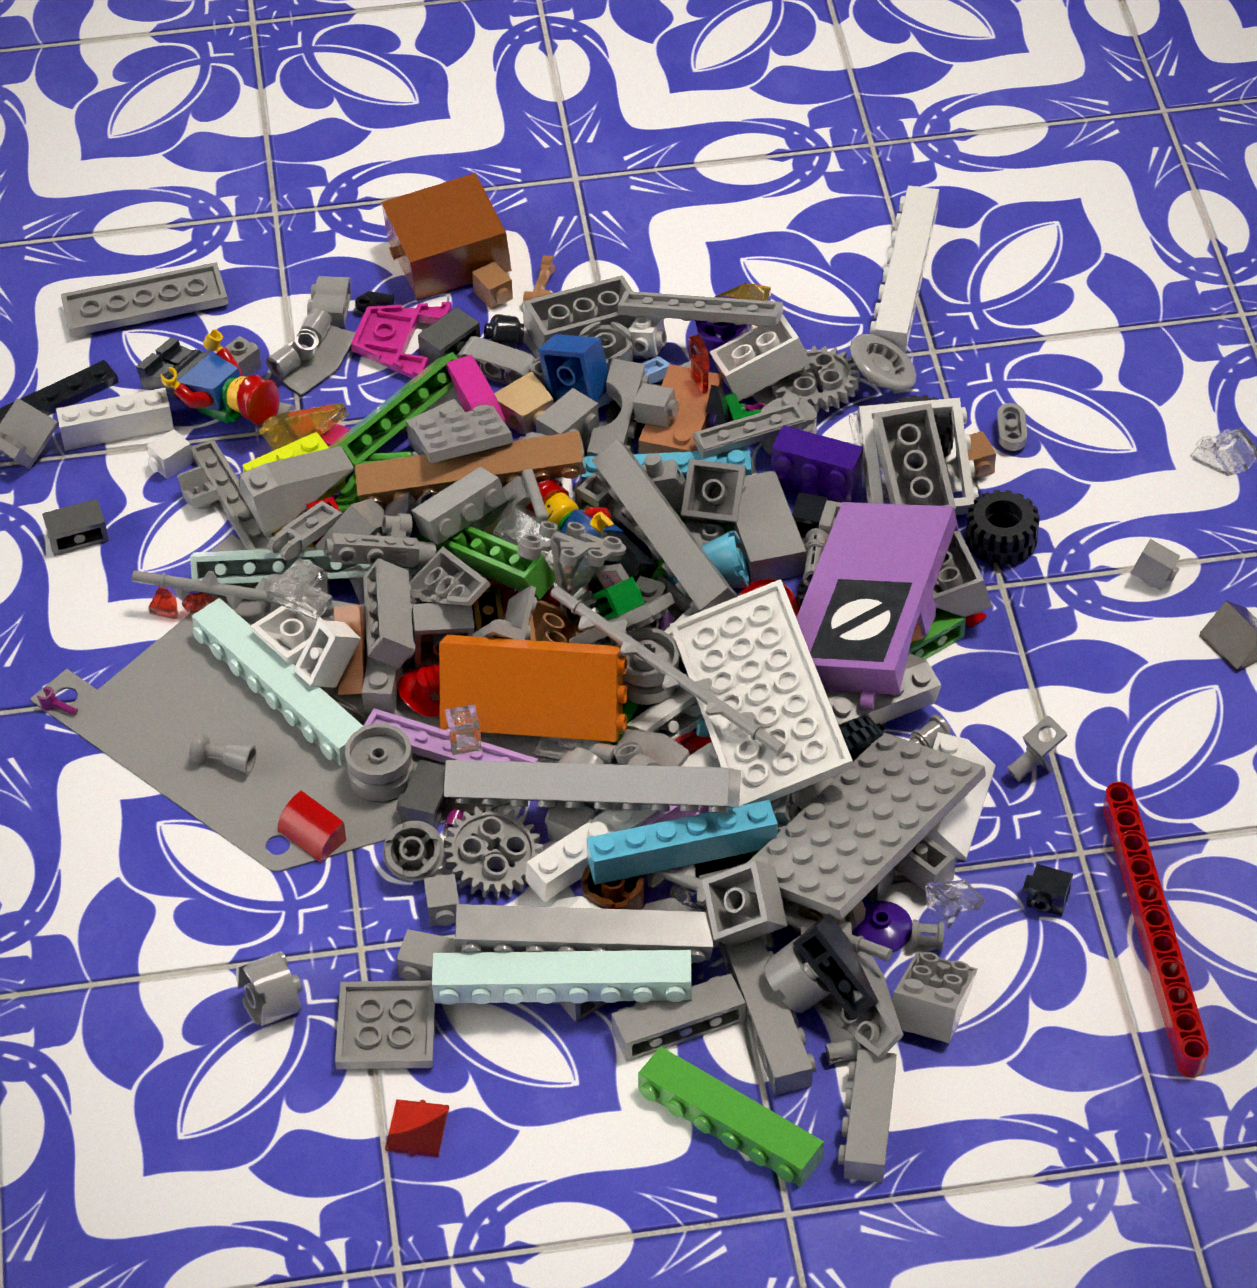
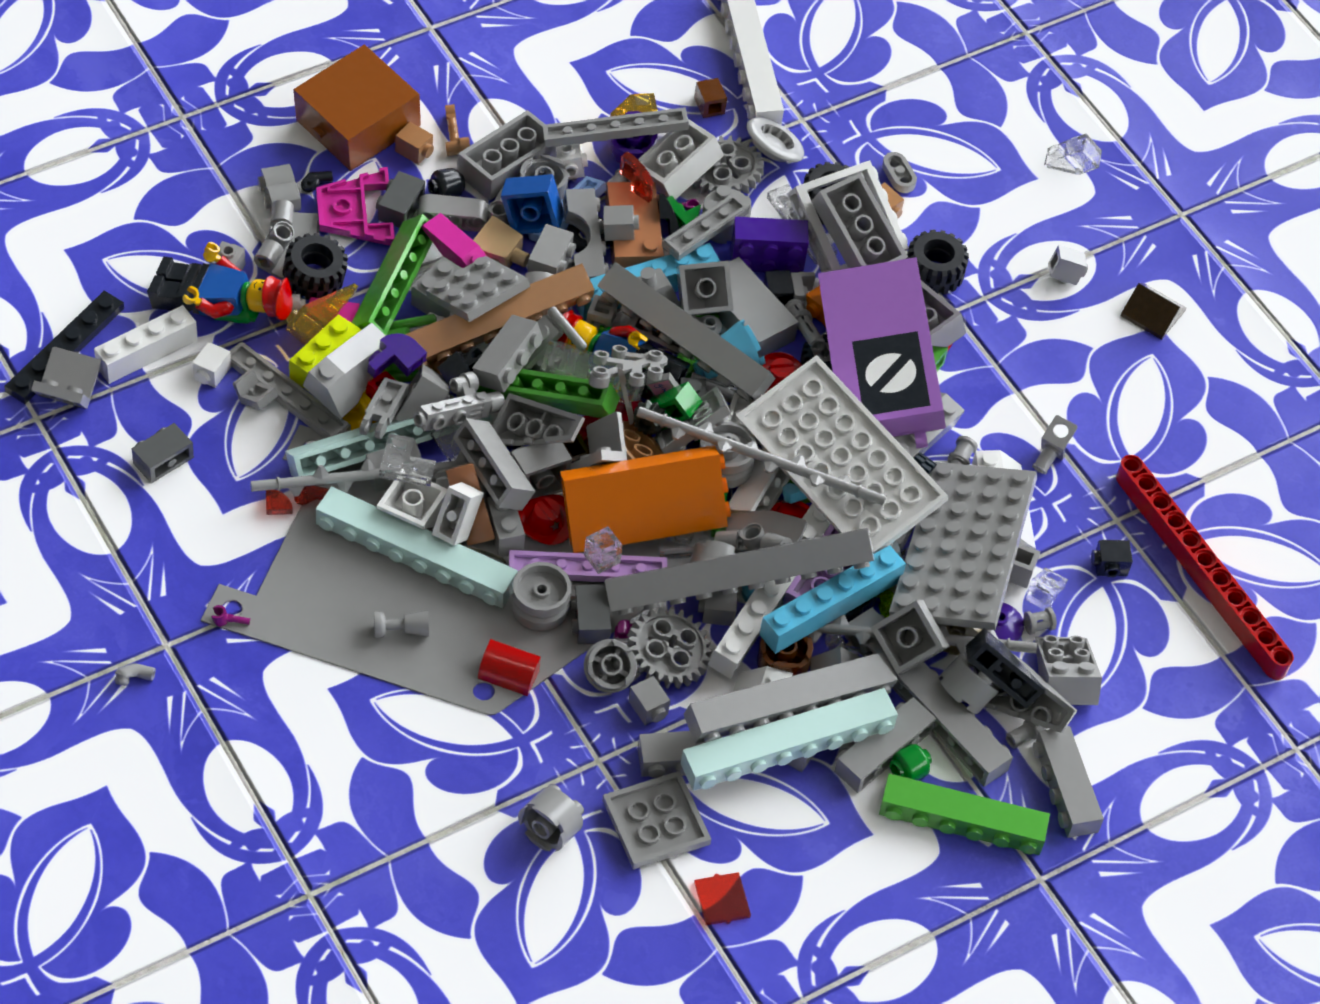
camera: 30 degrees left, 5 degrees up
(144, 299) = (109, 225): light grey plate -> none
(318, 365) = (318, 251): none -> black tyre
(345, 475) = (397, 349): none -> dark purple brick
(698, 1045) = (911, 762): none -> green head
(836, 306) = (710, 98): none -> reddish brown brick

